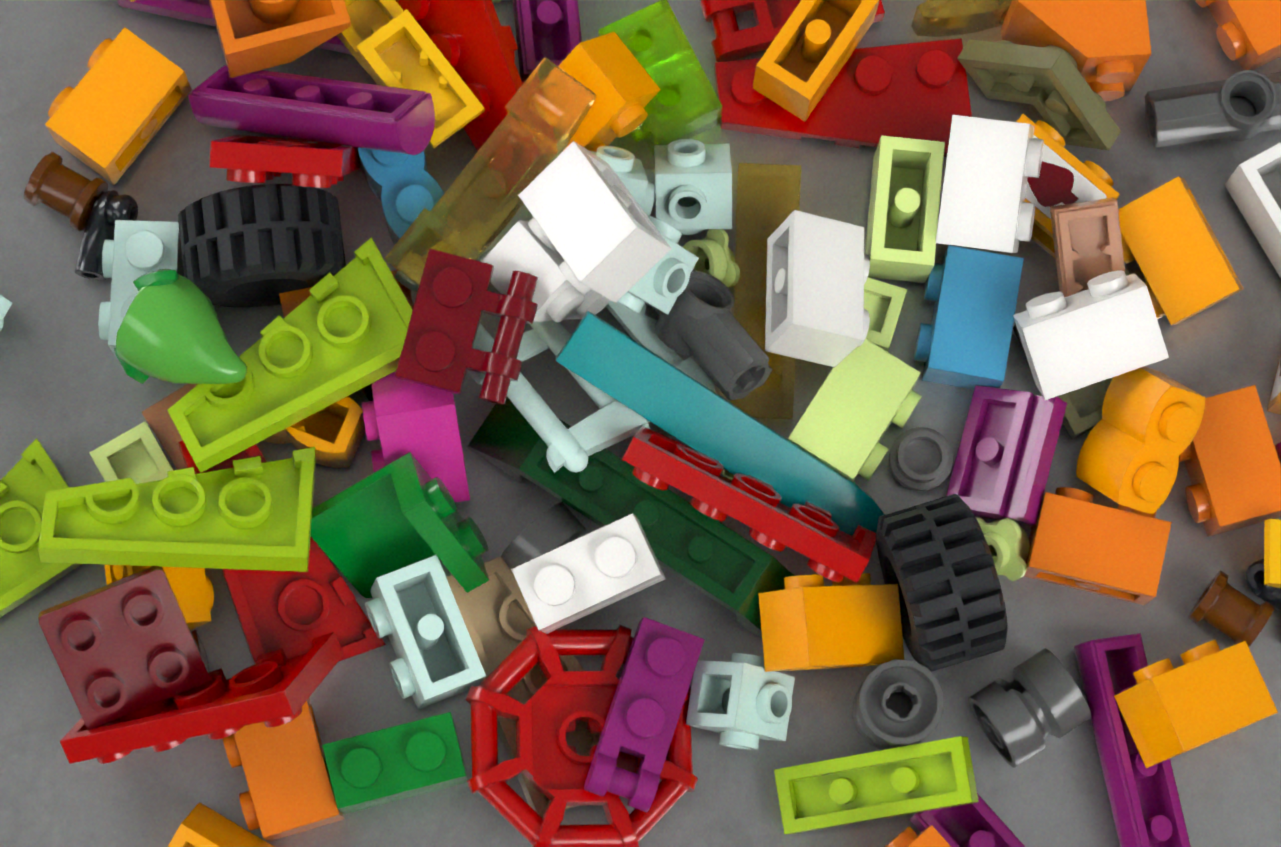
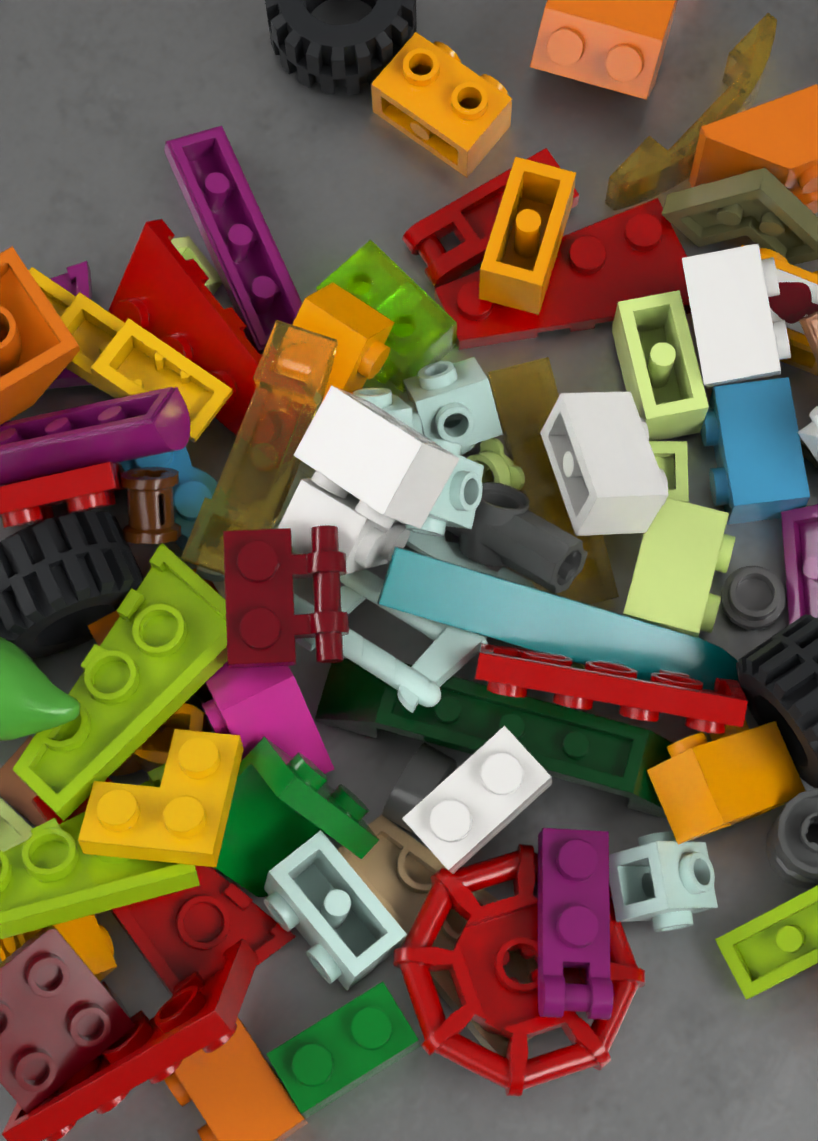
camera: 10 degrees left, 5 degrees down
(305, 504) = (170, 822): none -> yellow plate
(372, 198) = (150, 505): none -> reddish brown bush

